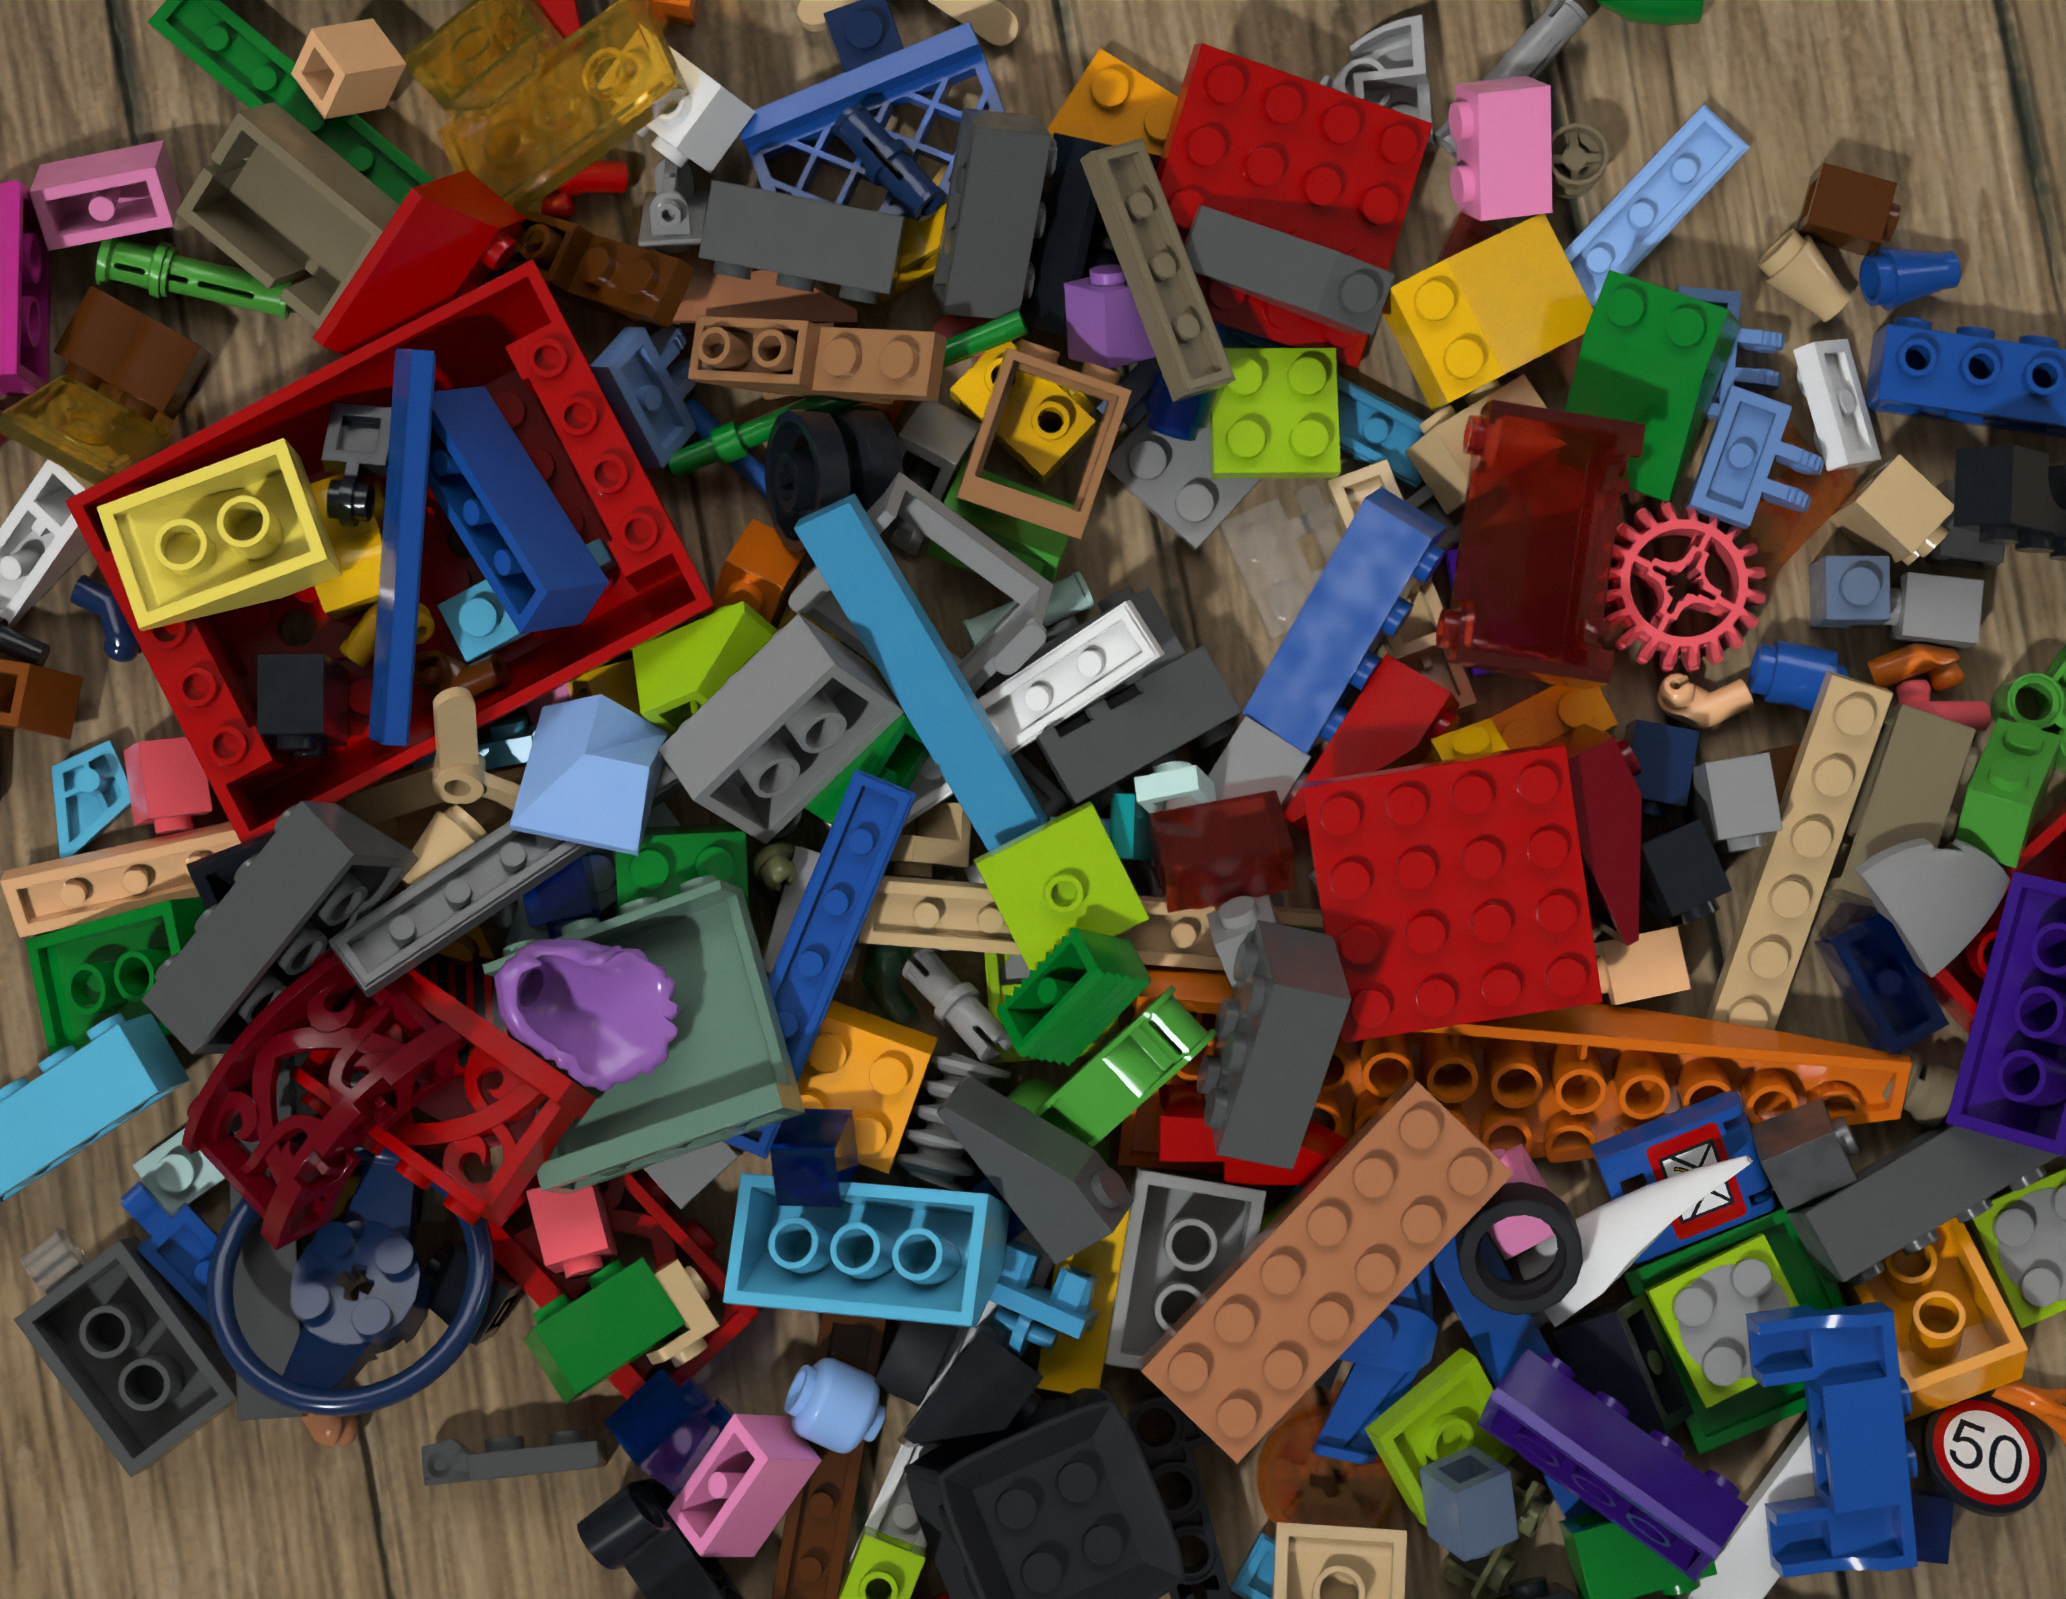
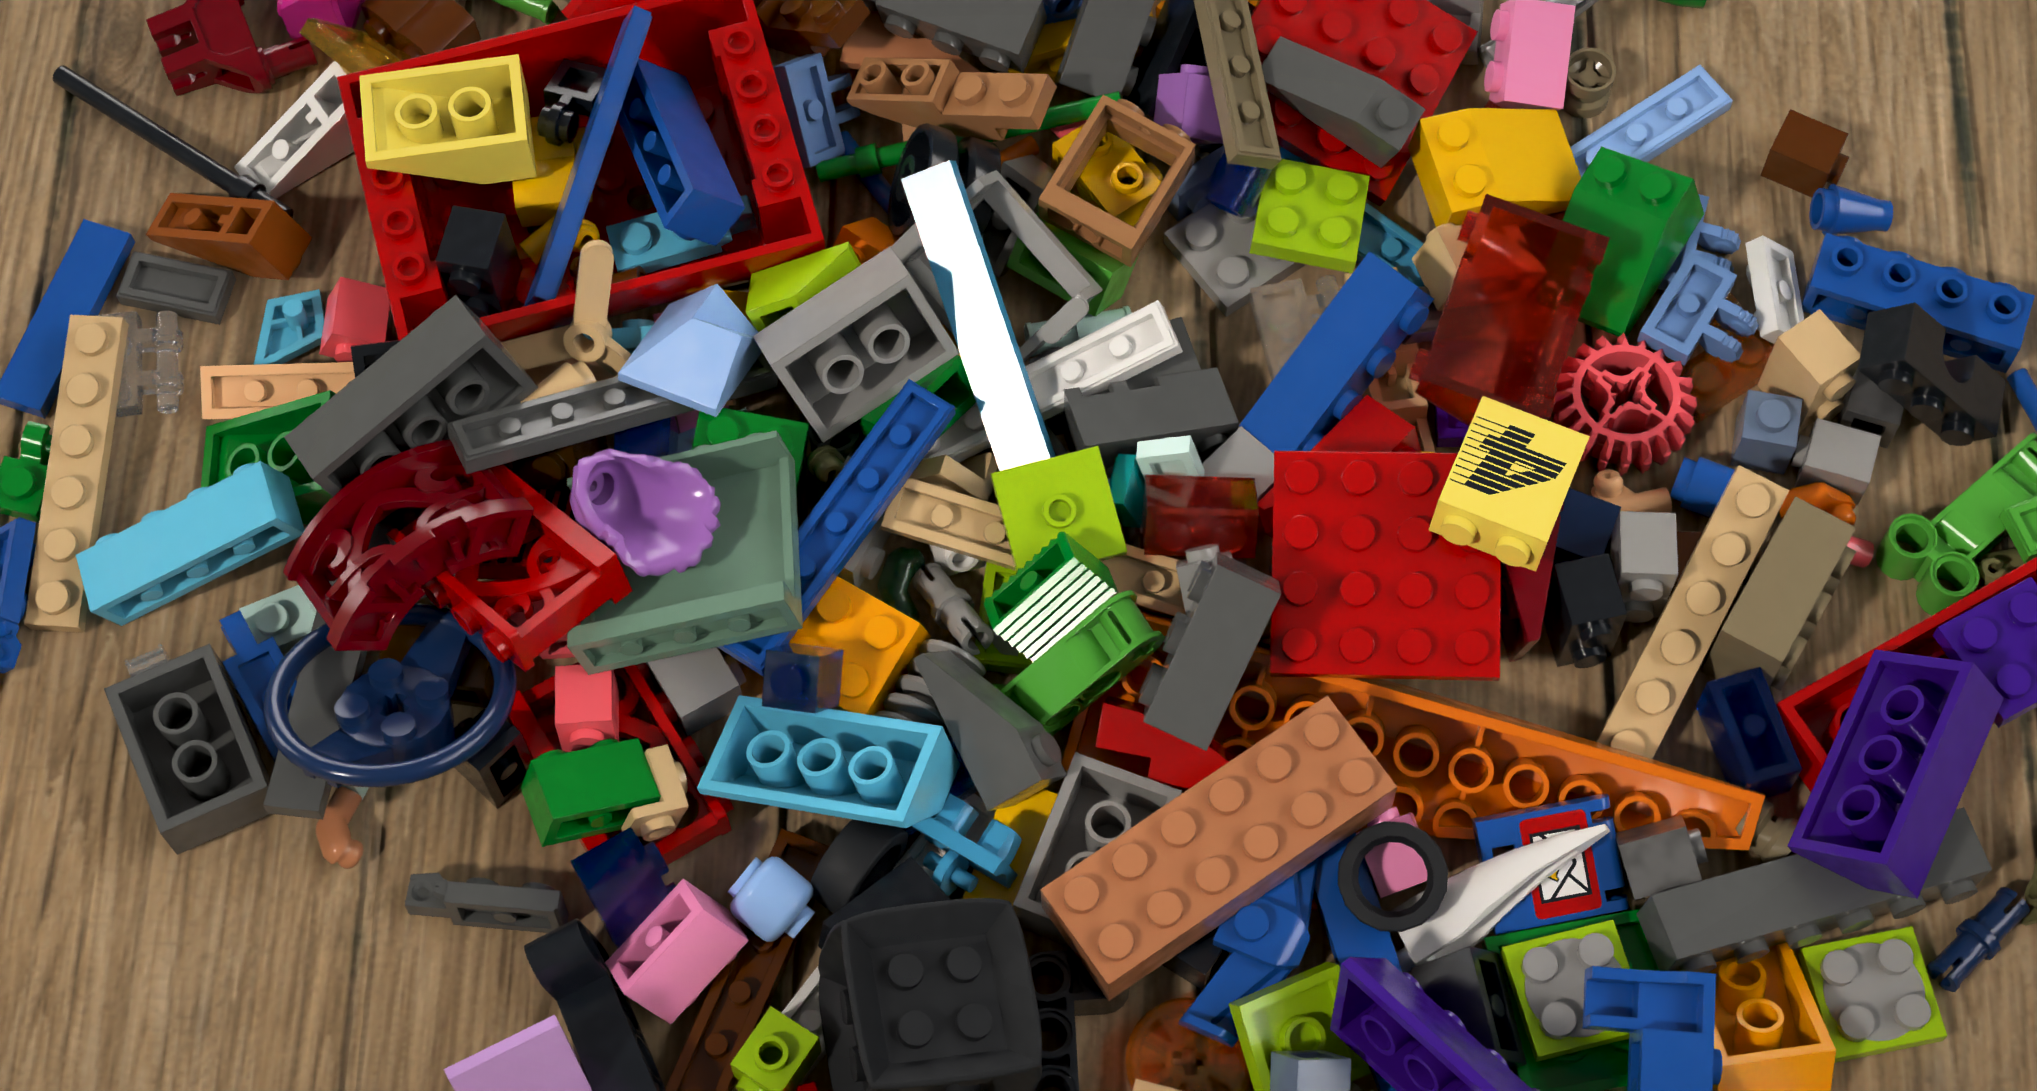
camera: 20 degrees right, 20 degrees down
(99, 599) = (351, 201): dark blue arm -> none
(1584, 788) = (1508, 484): none -> light yellow panel
(1642, 969) = (1540, 689): light nougat brick -> none
(1803, 274) = (1763, 197): tan cone -> none
(1934, 896) = (1801, 647): light grey brick -> none
(2008, 790) = (1878, 593): bright green brick -> none

